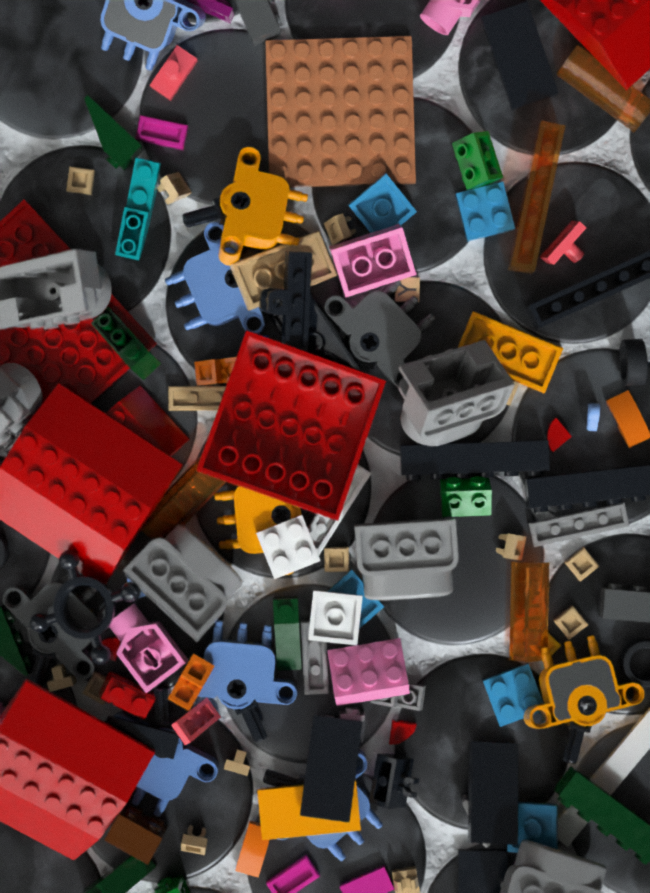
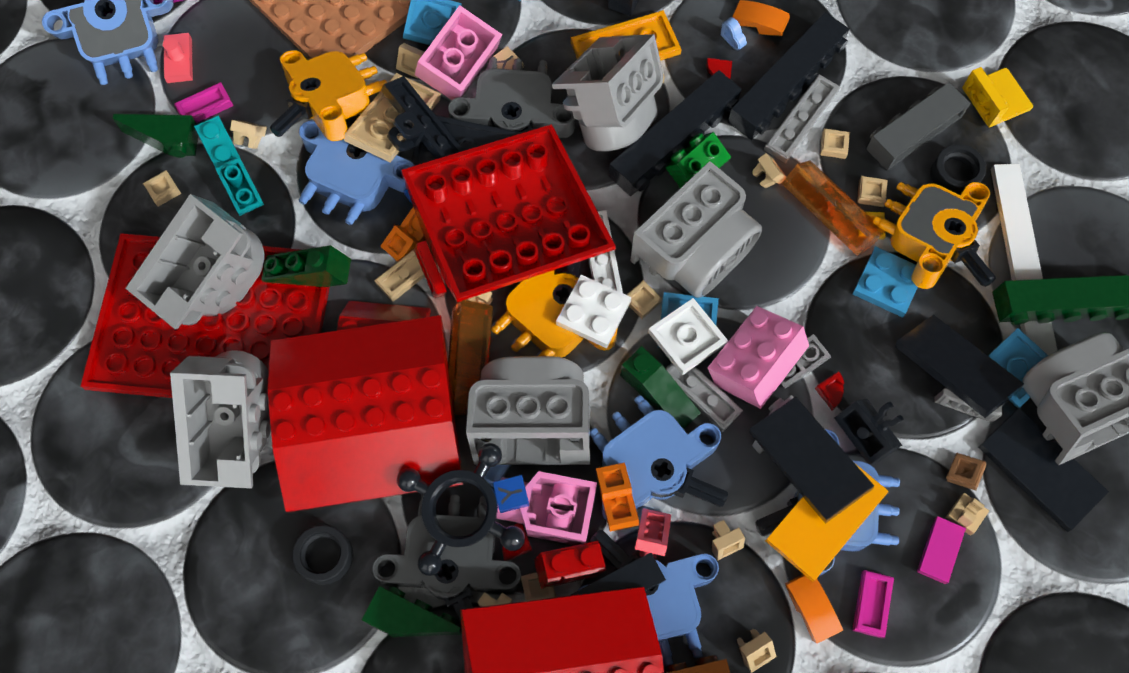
camera: 50 degrees left, 20 degrees down
(124, 624) = (511, 494): none -> blue tile
(208, 416) = (430, 269): none -> red tile
(431, 857) = (966, 471): none -> medium nougat tile

